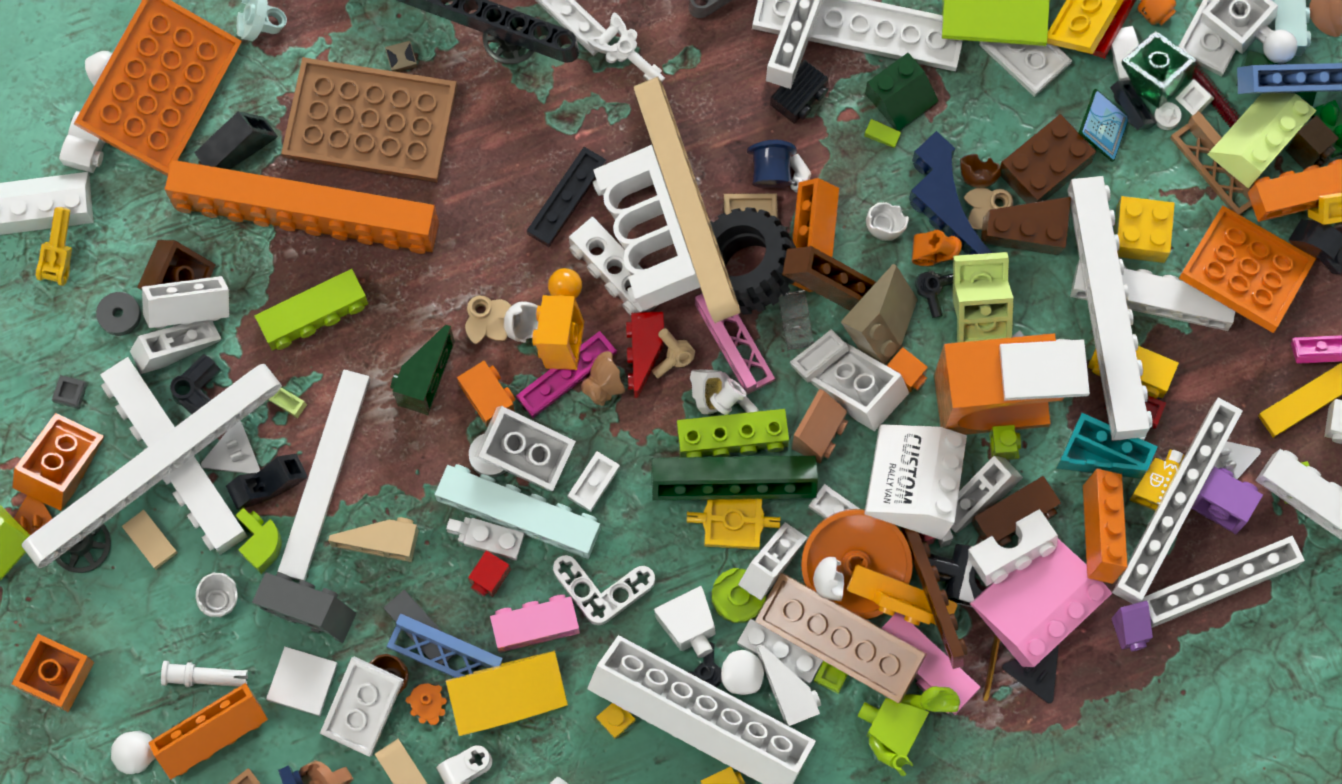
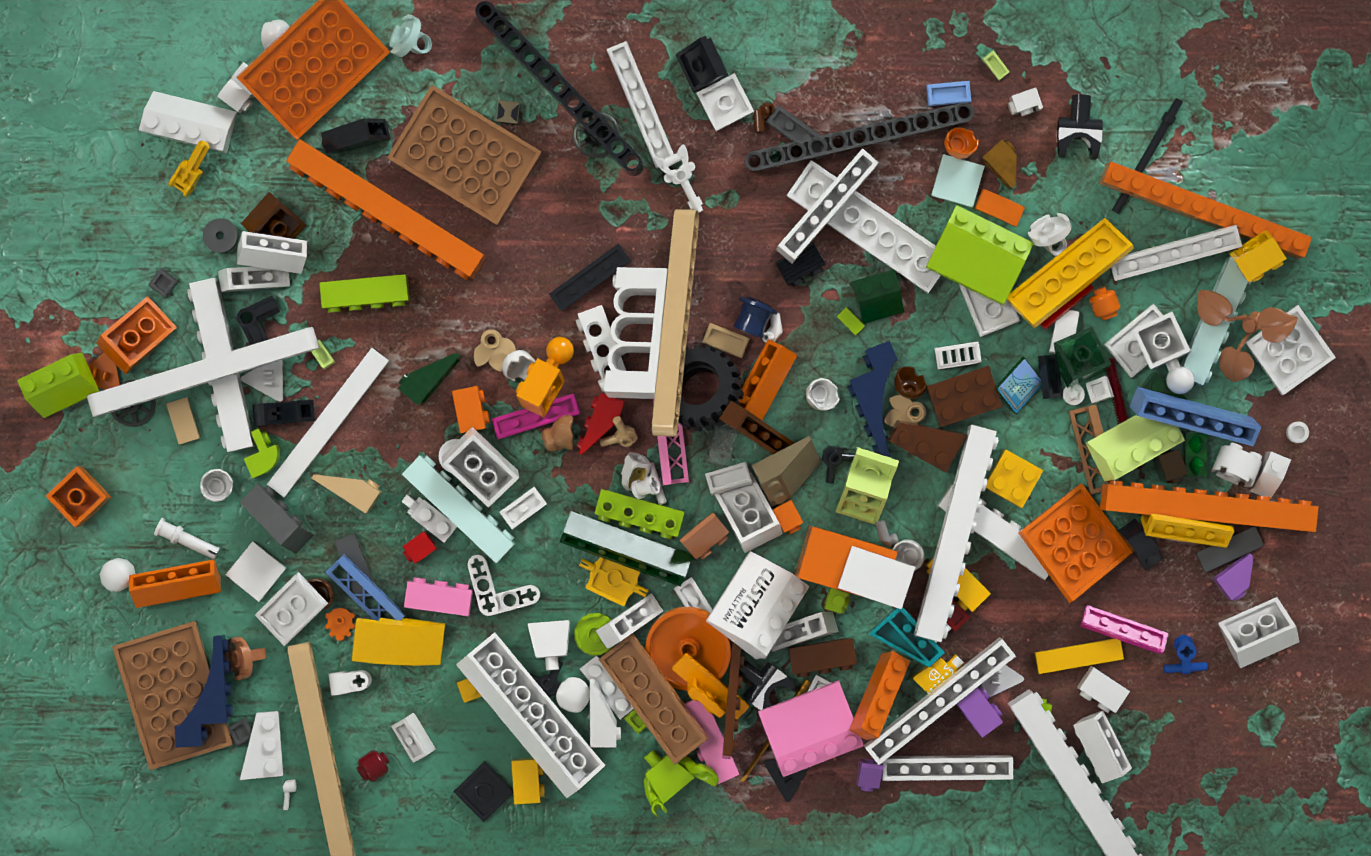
camera: 20 degrees right, 15 degrees up
(827, 580) = (662, 655): white hair -> none
(934, 248) = (849, 431): orange piece -> none
(995, 562) = (824, 687): white arch -> none
(1025, 109) = (976, 354): none -> white slope

